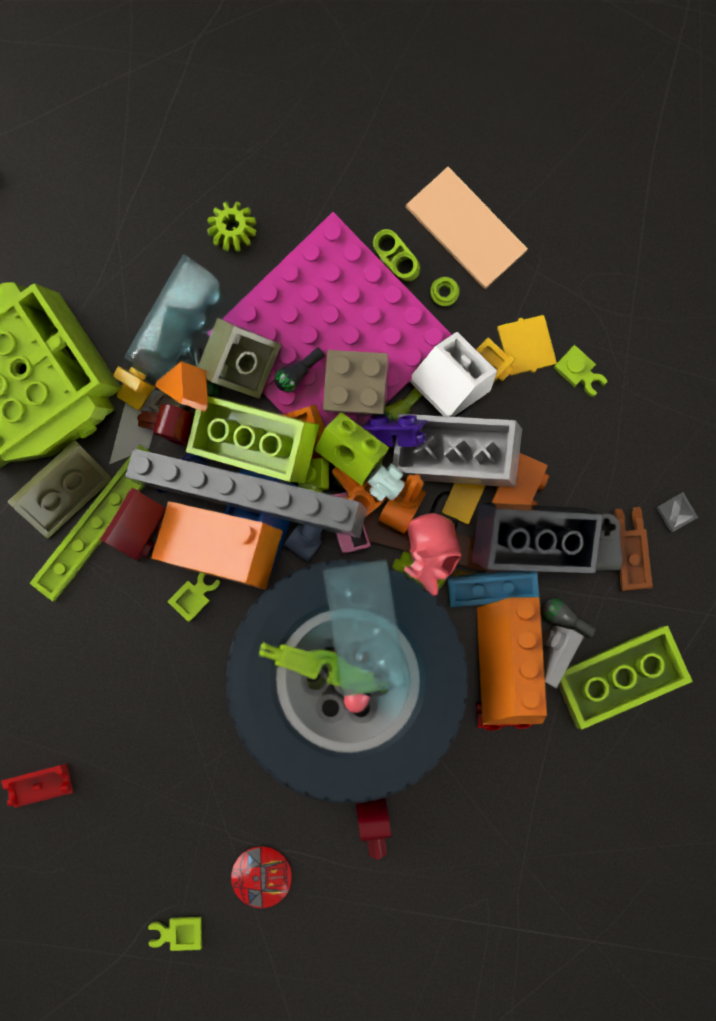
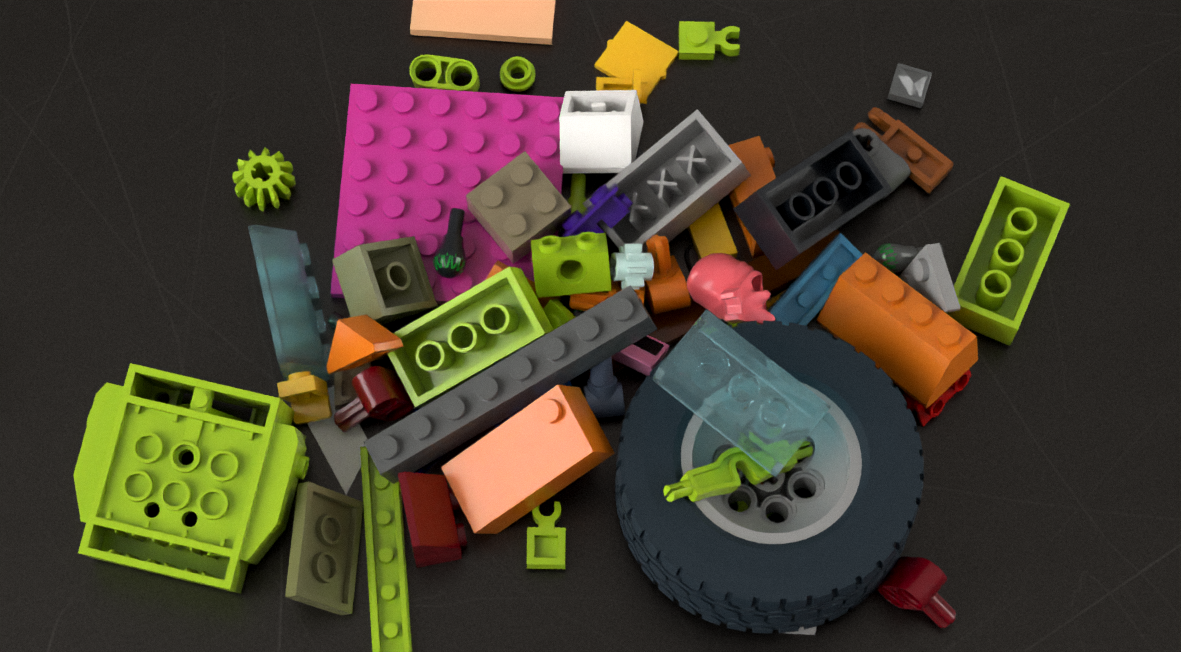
camera: 40 degrees left, 15 degrees down
(356, 703) = (794, 478): coral hinge -> none

